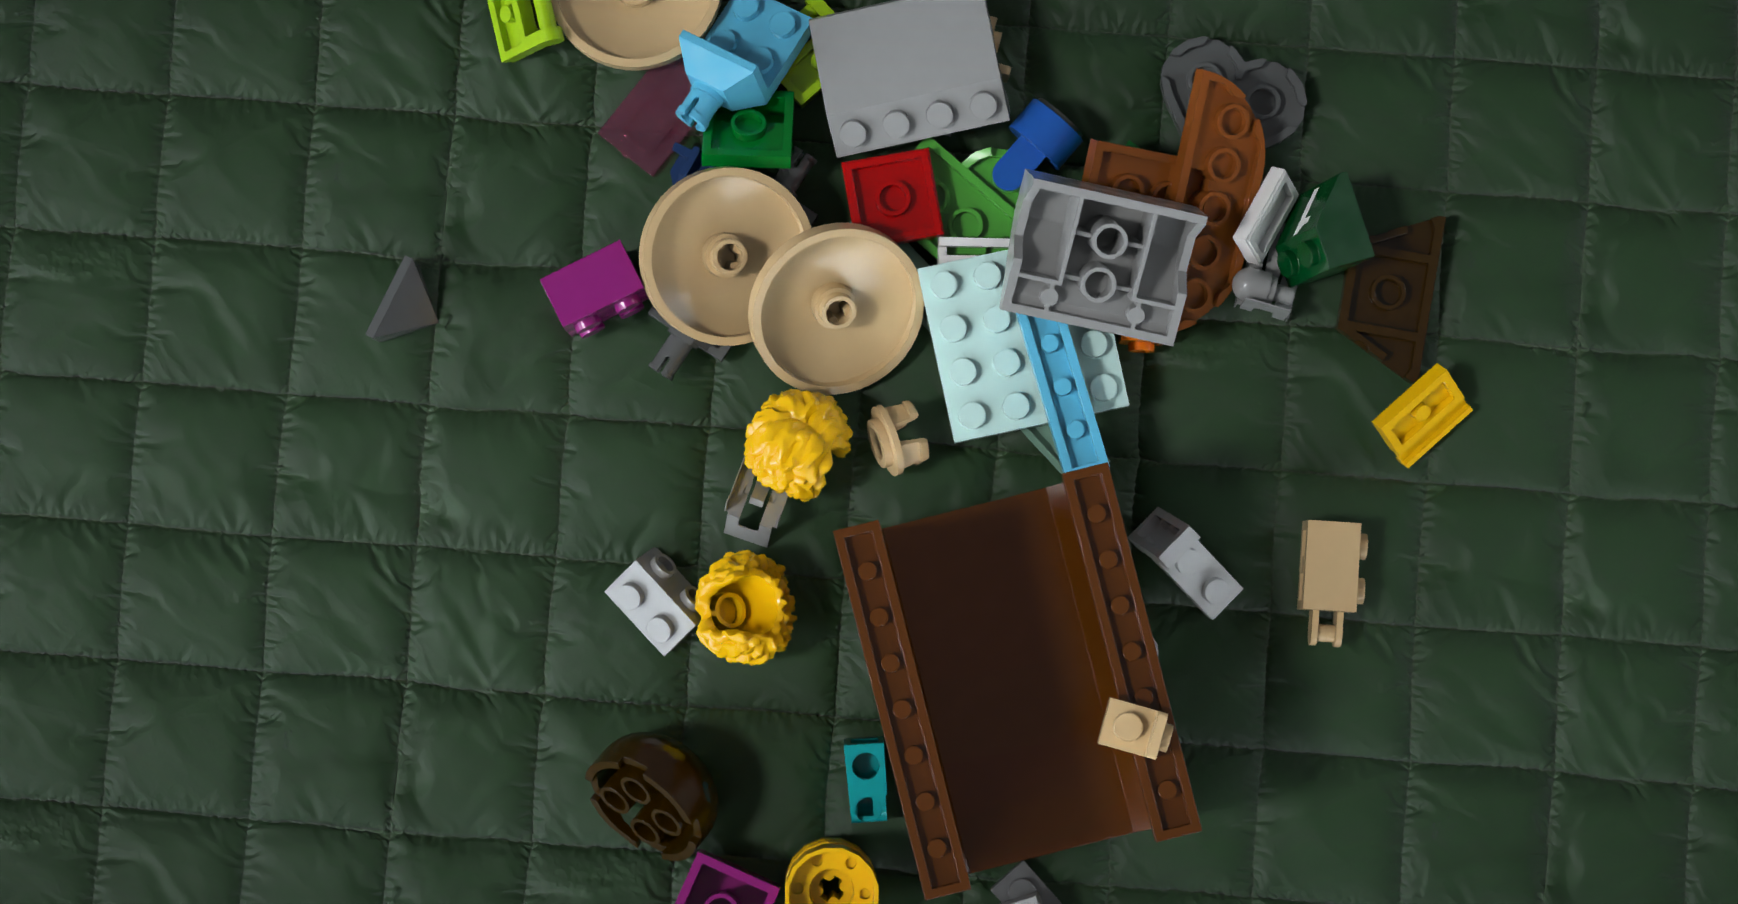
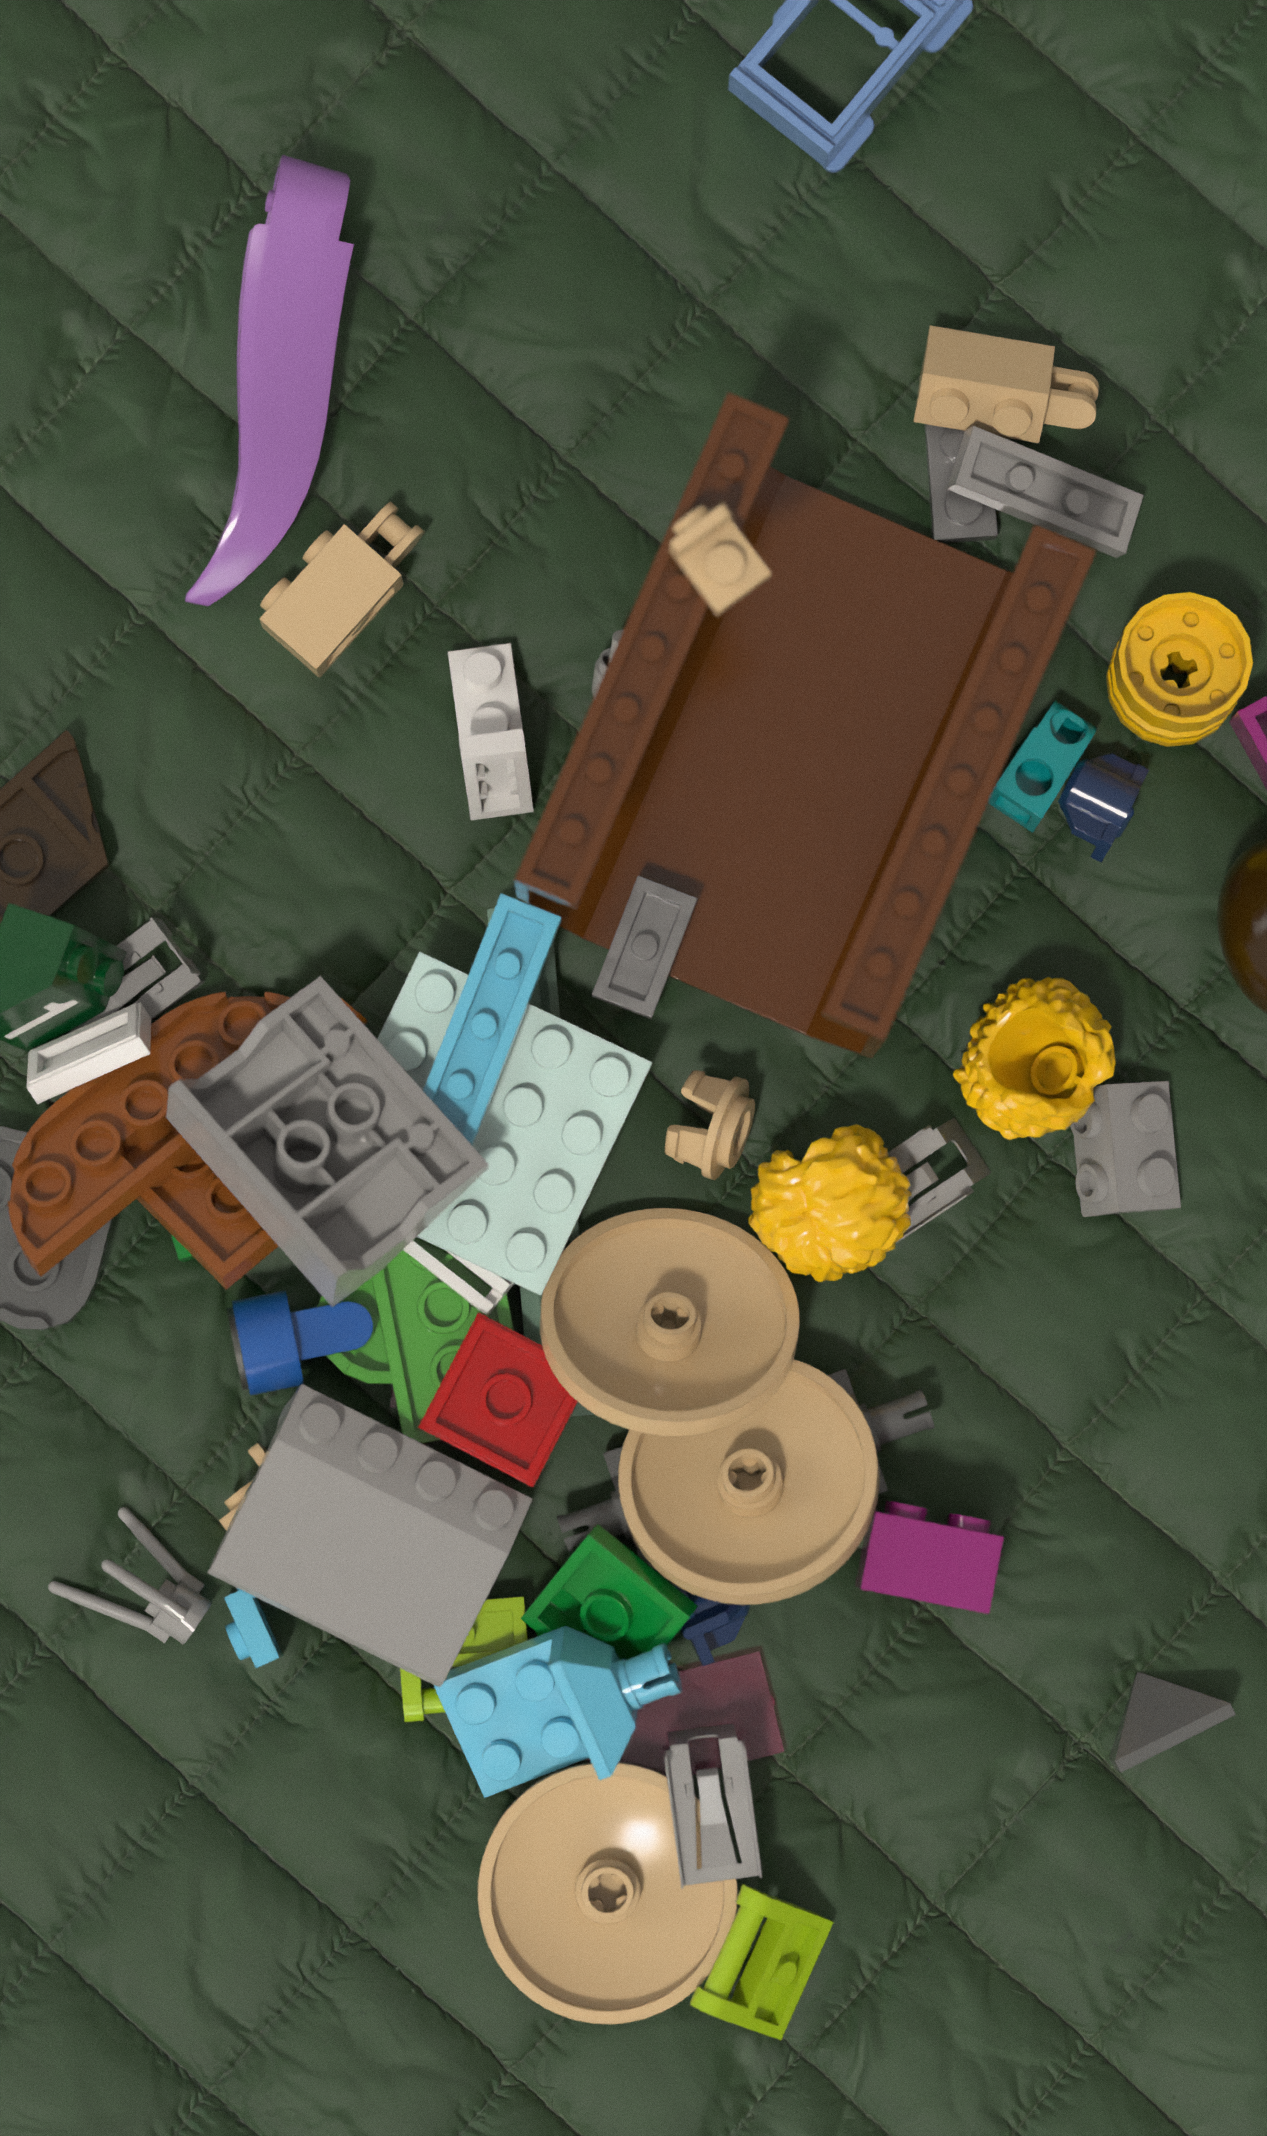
camera: 150 degrees left, 0 degrees up
(593, 48) = (716, 1844): none -> light grey piece
(819, 782) = (1101, 800): none -> dark blue piece
(1008, 506) = (644, 947): none -> flat silver plate
(1260, 286) = (160, 974): light grey cylinder -> none
(1422, 415) = (91, 688): yellow plate -> none
(1460, 677) = (284, 364): none -> medium lavender animal

